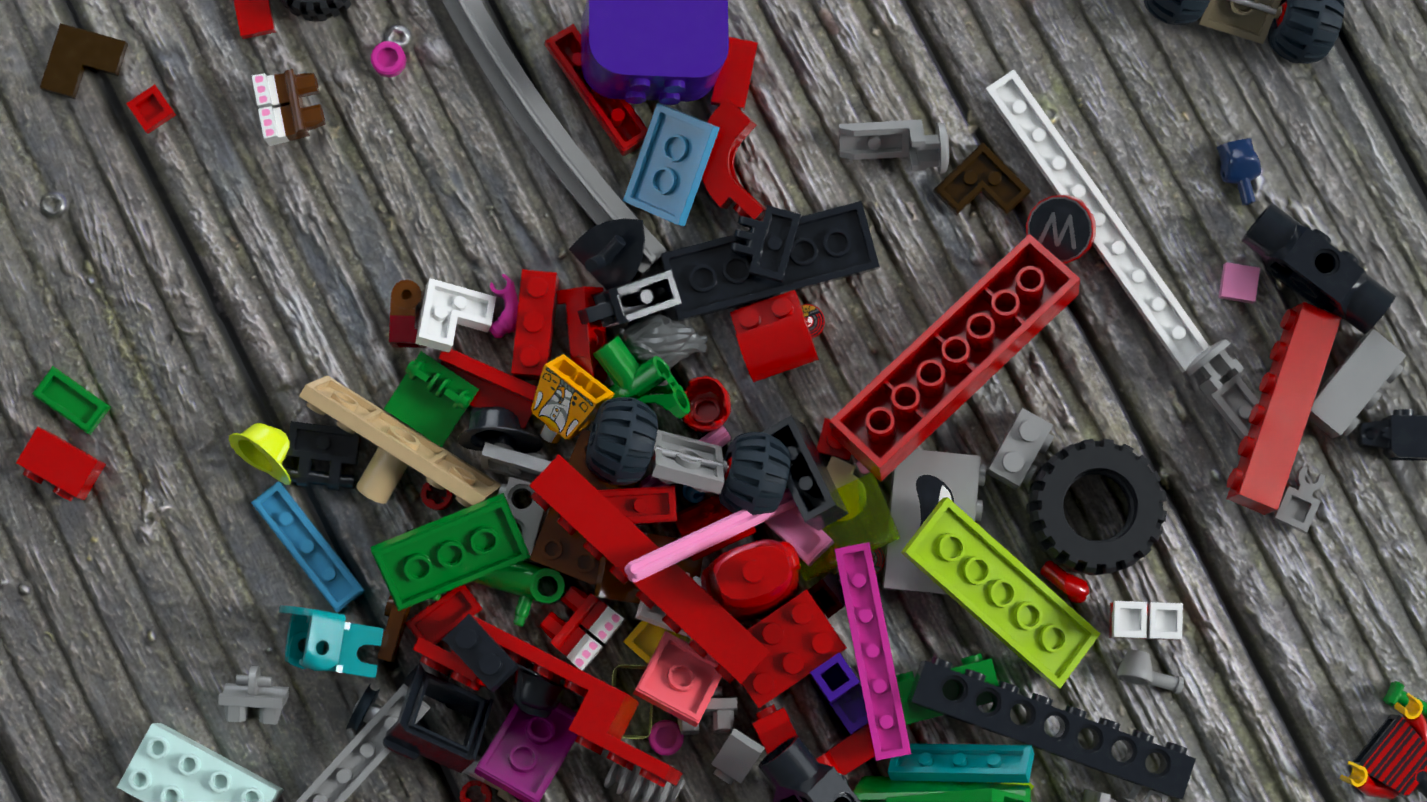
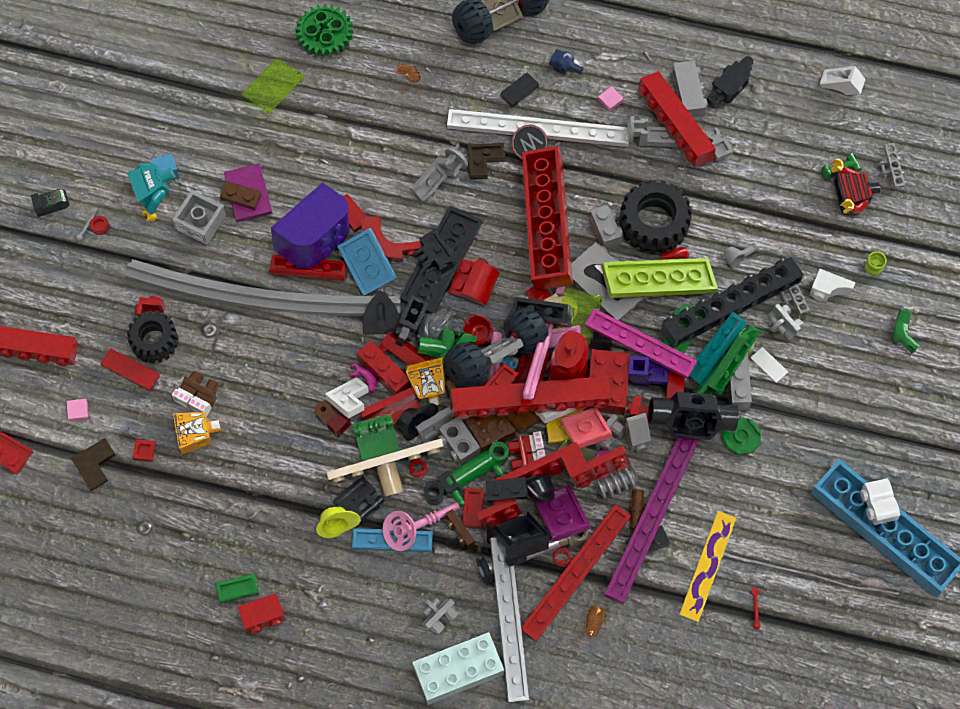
camera: 50 degrees left, 15 degrees down
(232, 149) = (194, 430): none -> torso
(328, 553) = (410, 529): none -> bright pink dish
(341, 640) = (447, 551): teal piece -> none
(388, 59) = (215, 340): dark pink tile -> none
(450, 552) = (450, 473): green tile -> none
(1138, 140) = (519, 89): none -> black tile
(1146, 620) = (718, 233): white hips -> none
(1291, 257) = (630, 64): black brick -> none

